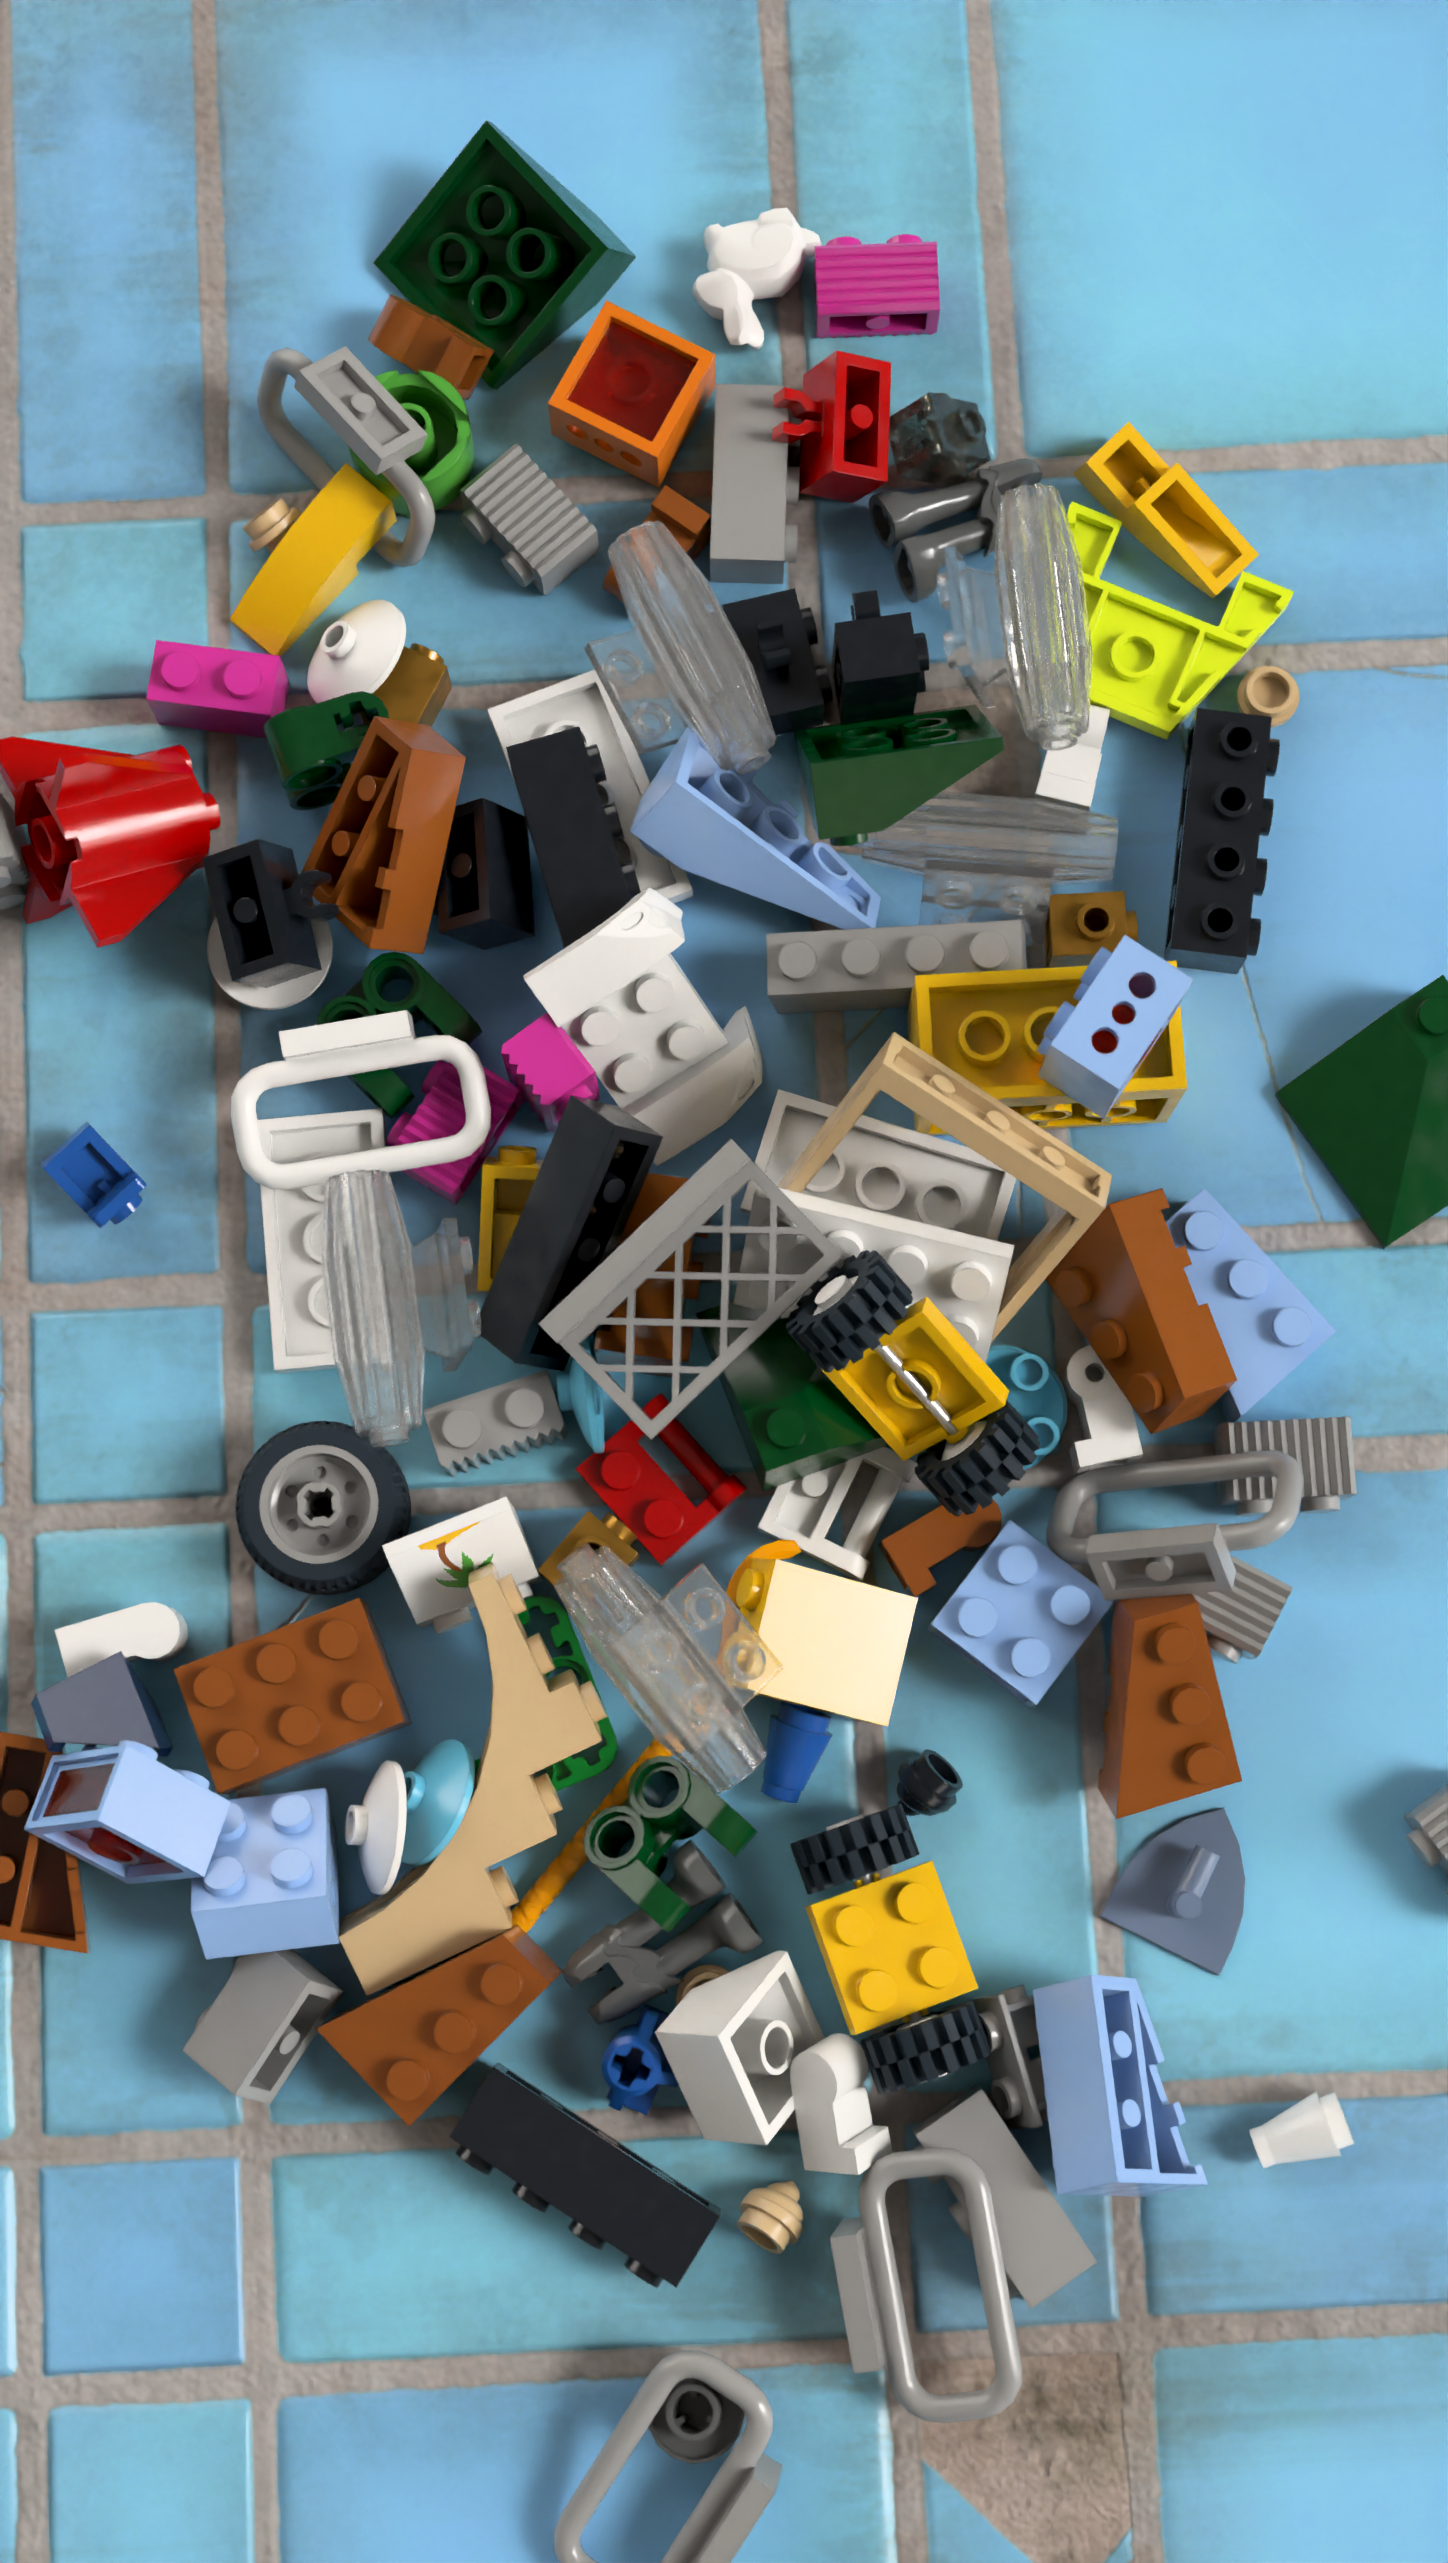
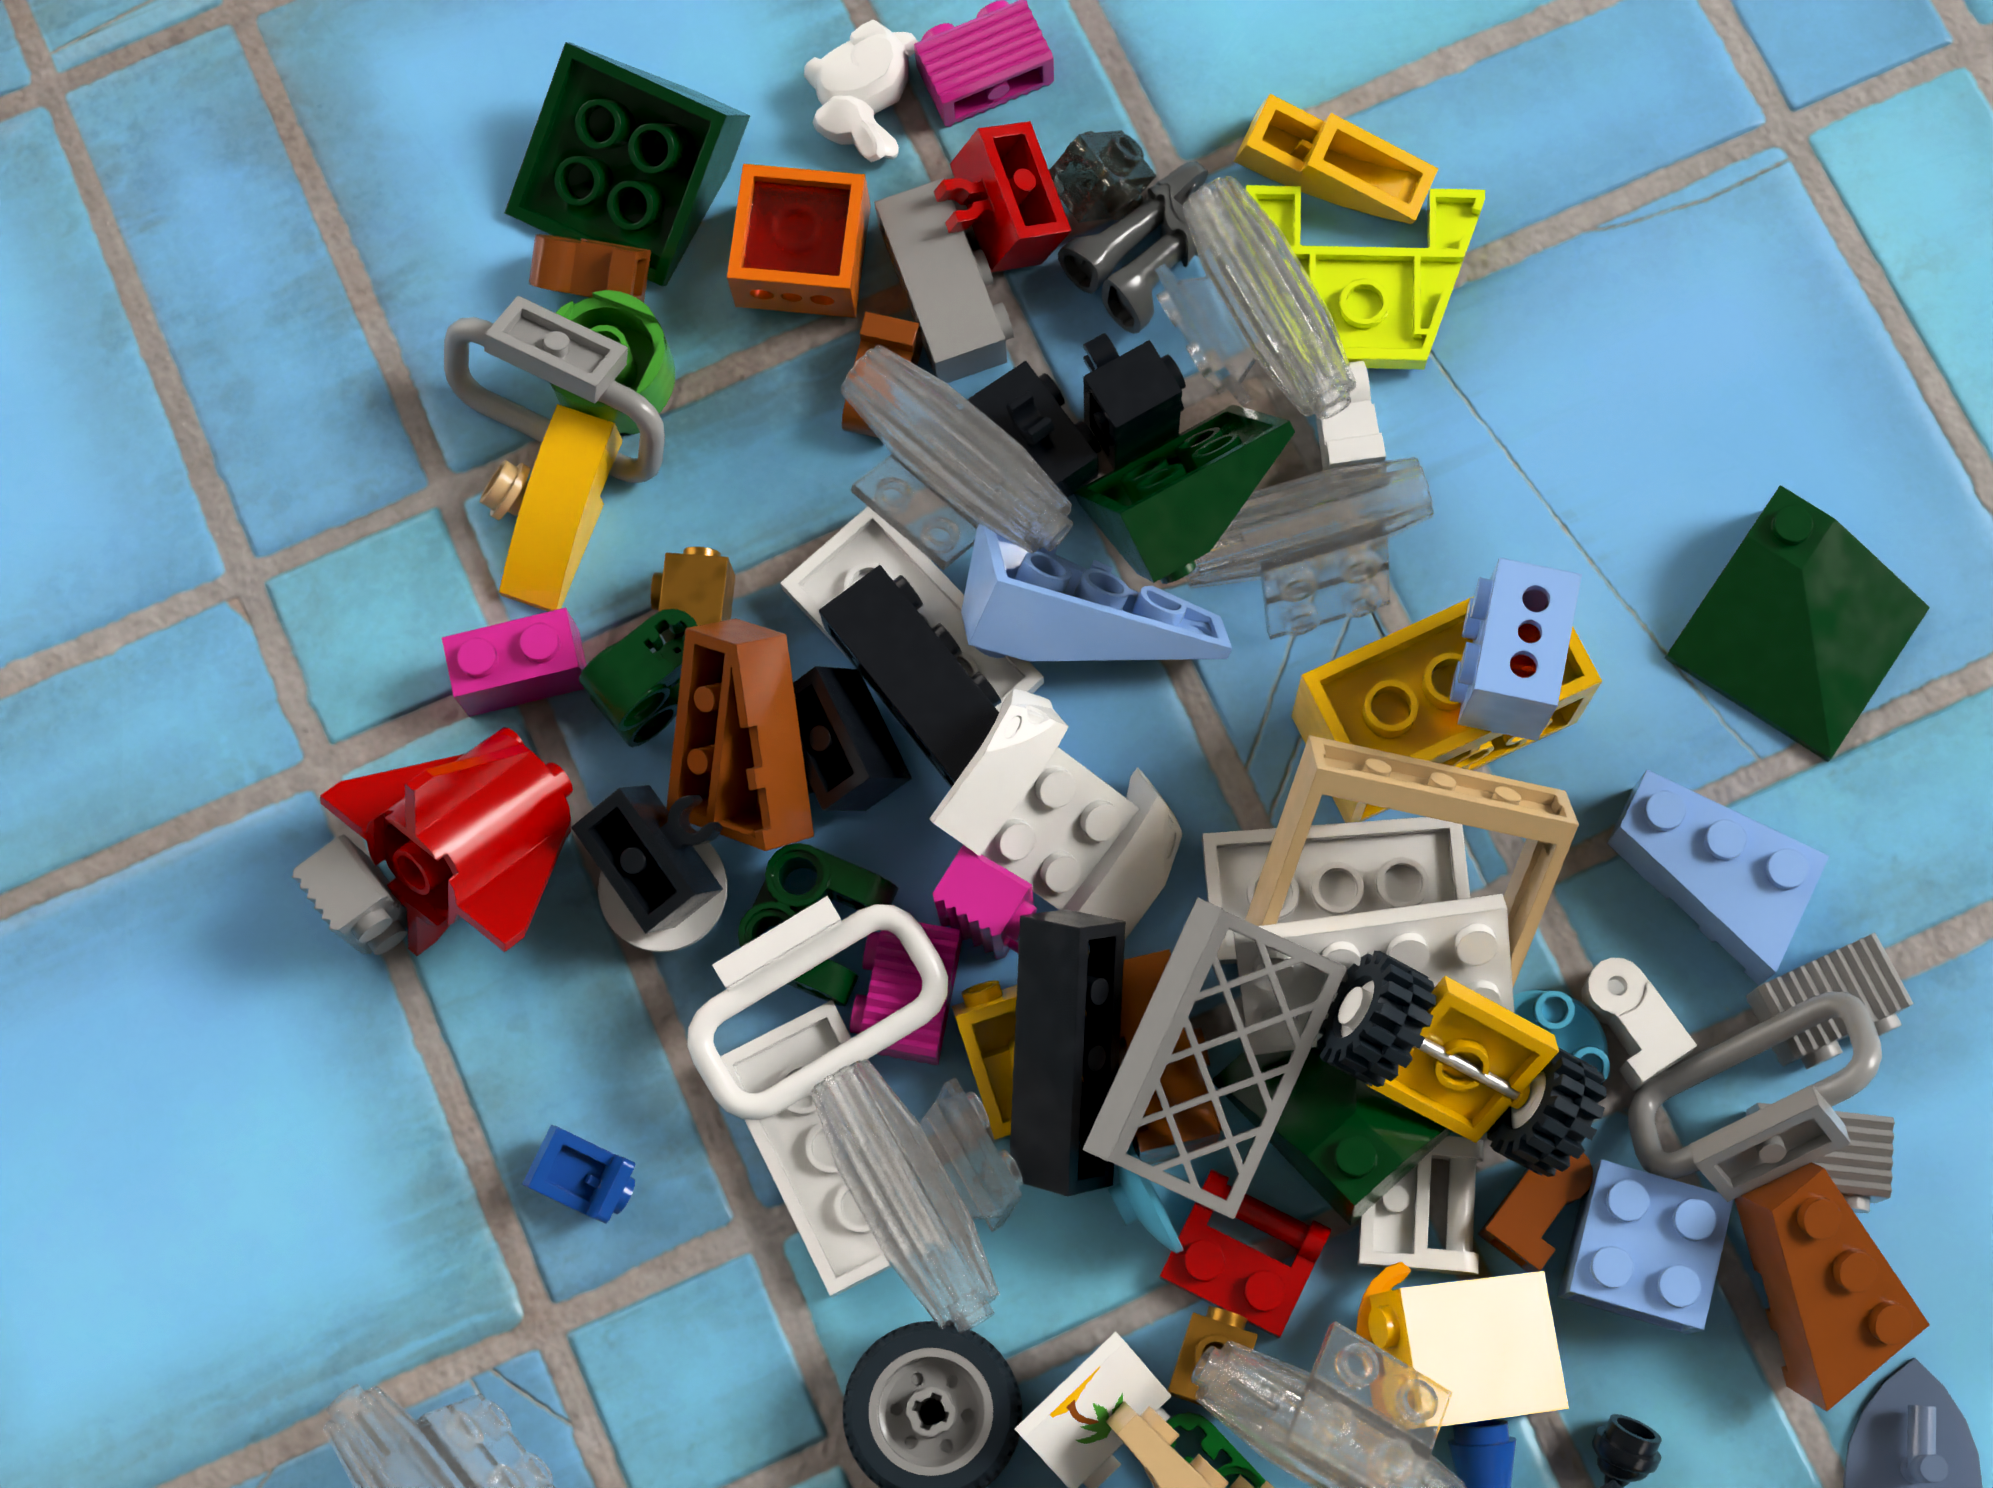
camera: 15 degrees left, 5 degrees down
(357, 651) = (635, 576): white dish -> none
(495, 1423) = (1066, 1261): light grey brick -> none
(528, 521) = (747, 393): light grey brick -> none
(879, 964) = (1257, 675): light grey brick -> none
(1083, 924) = (1432, 573): pearl gold brick -> none
(1140, 1314) = (1644, 914): dark orange wedge -> none
(1219, 841) = (1515, 441): black brick -> none
(1268, 693) = (1500, 294): tan plate -> none

